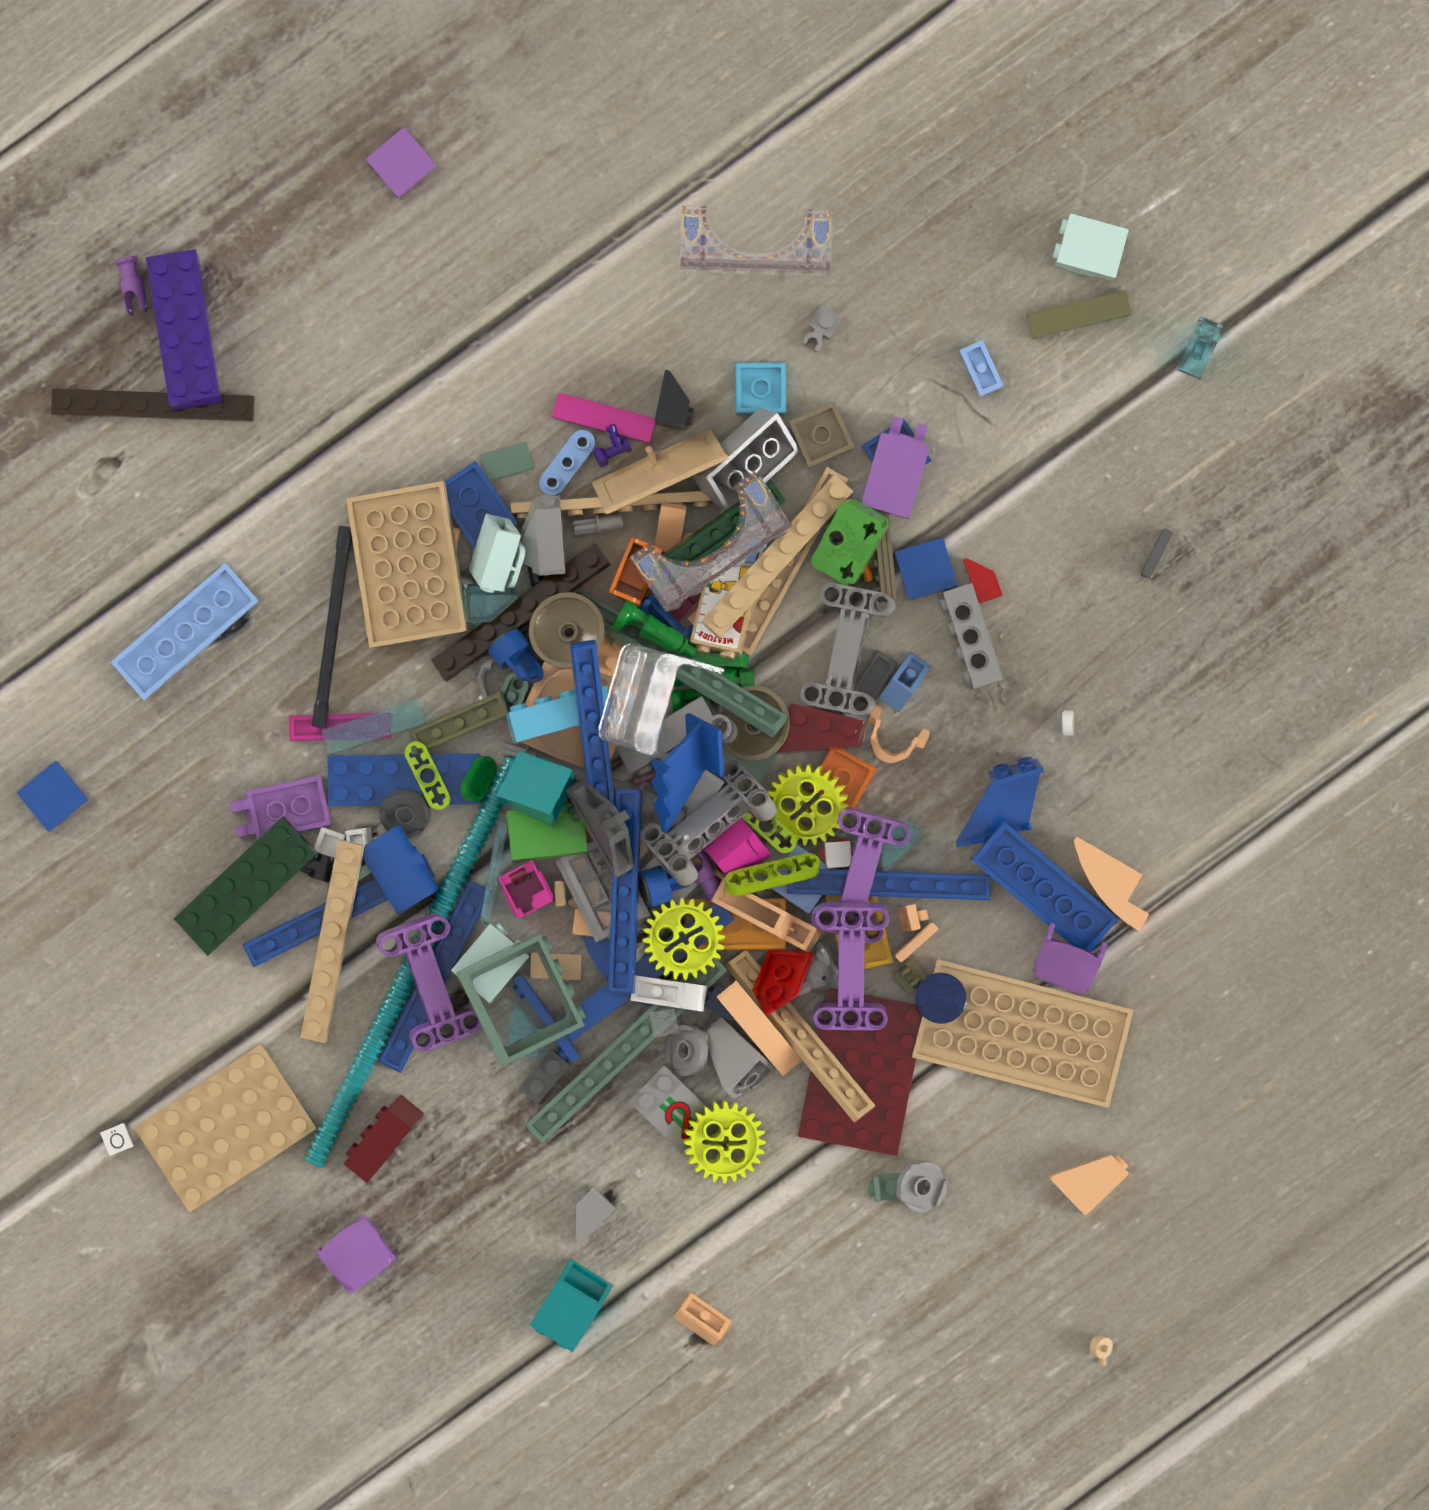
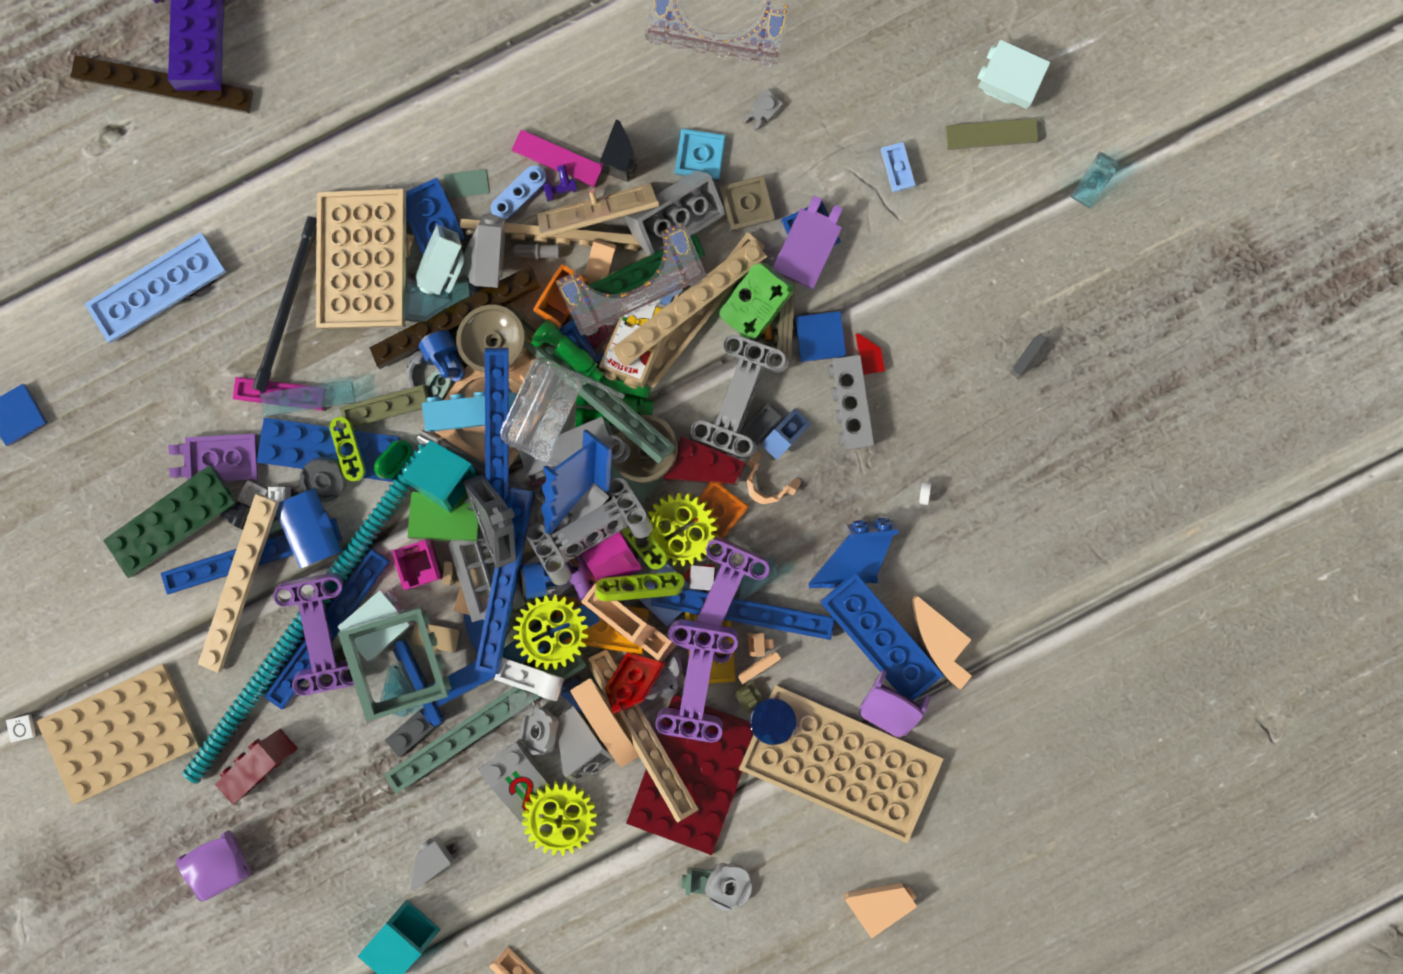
camera: 10 degrees right, 0 degrees up
(493, 873) = (392, 544): clear light blue tile -> none

